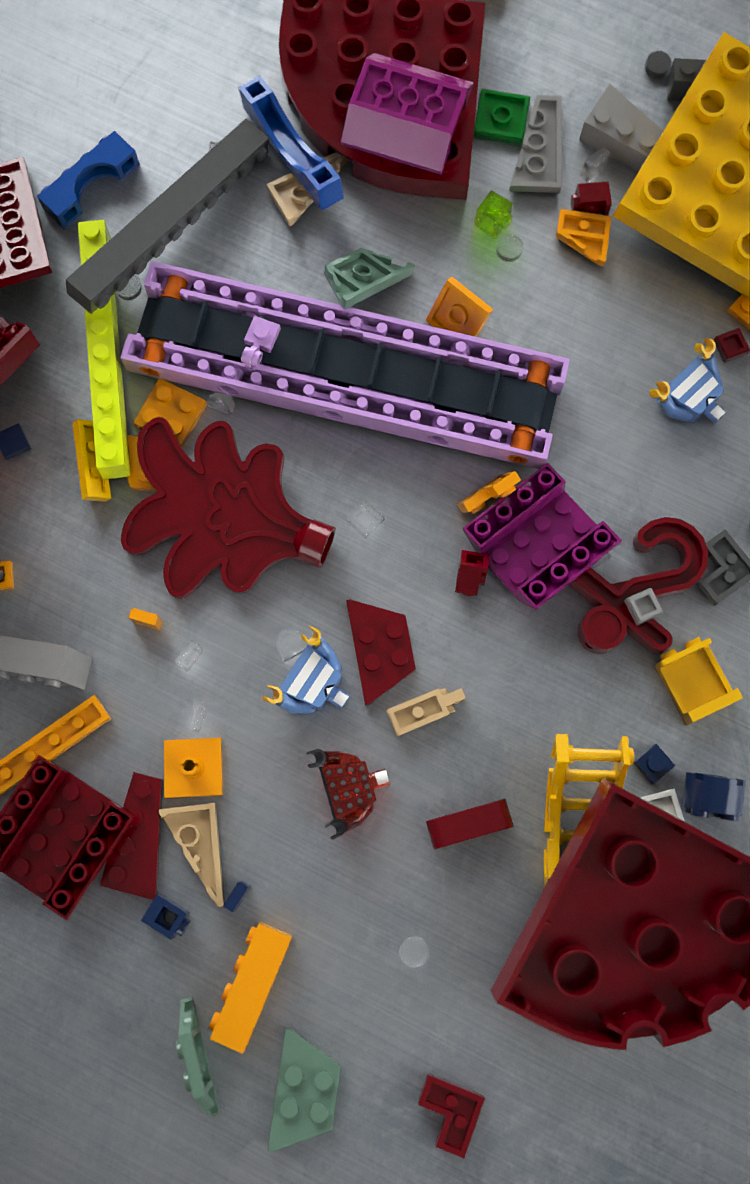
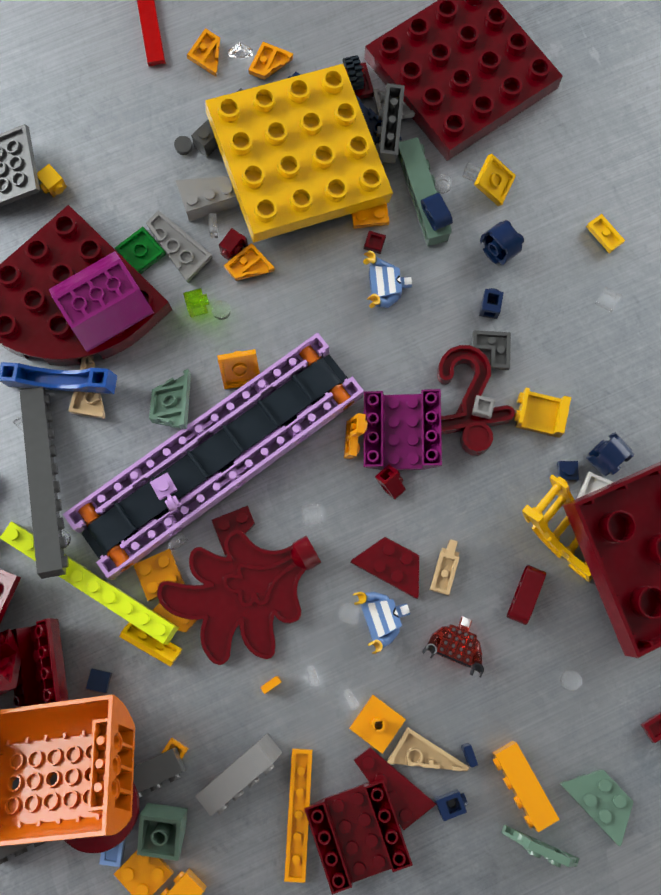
camera: 50 degrees left, 0 degrees up
(295, 446) = (236, 520): none -> dark red wing

